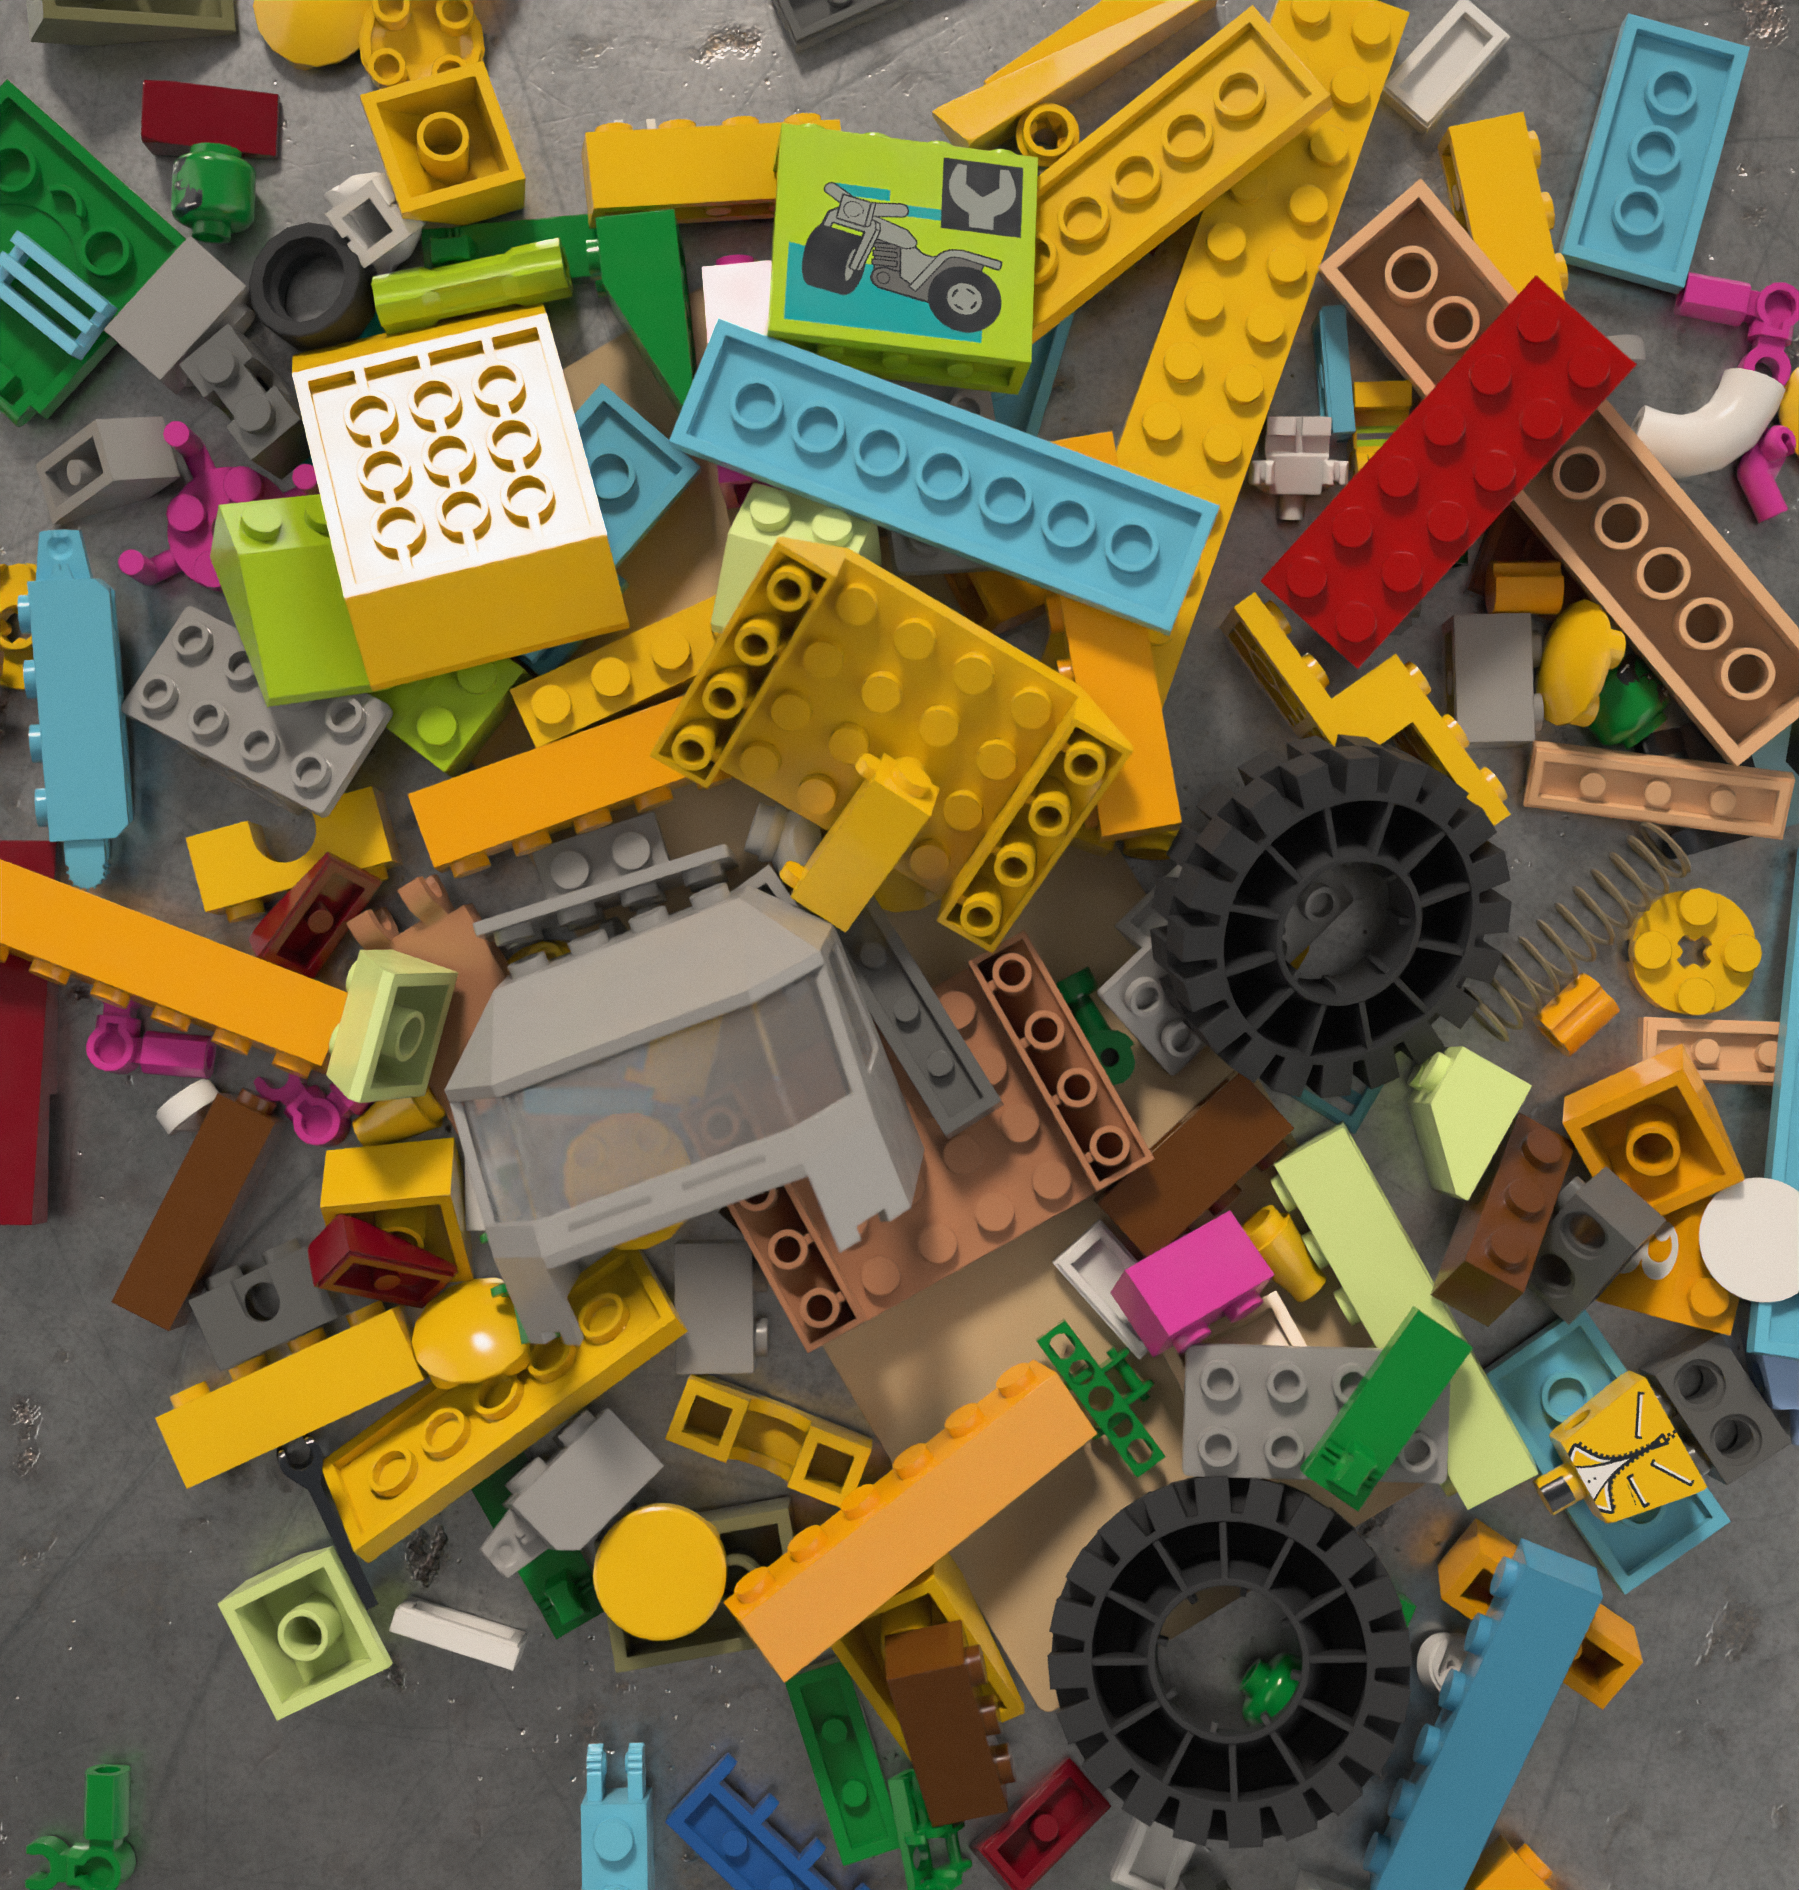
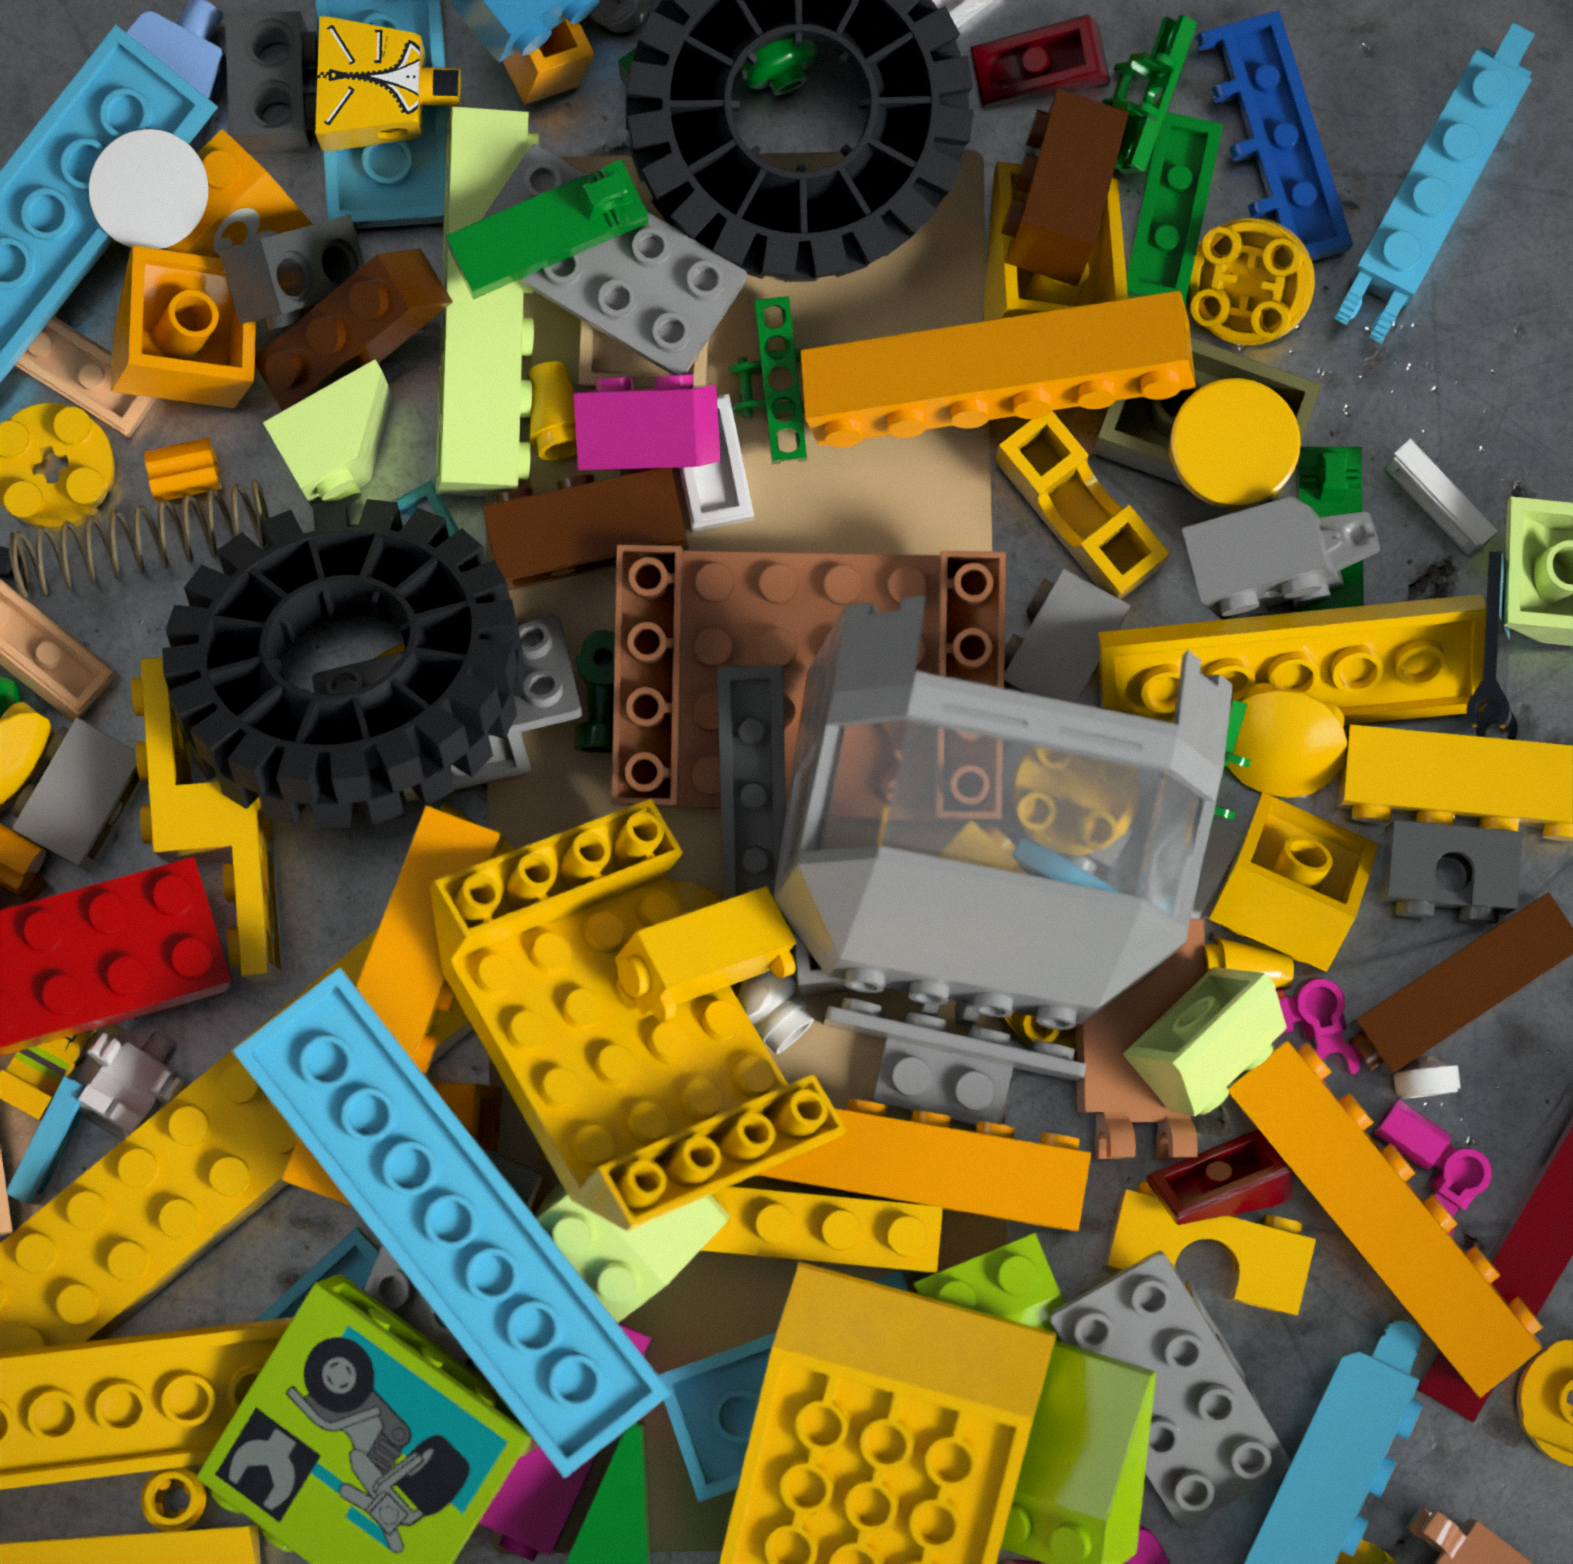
camera: 150 degrees left, 5 degrees down
(375, 1264) = (1337, 847): dark red slope -> none
(736, 1734) = (1251, 281): none -> yellow tile

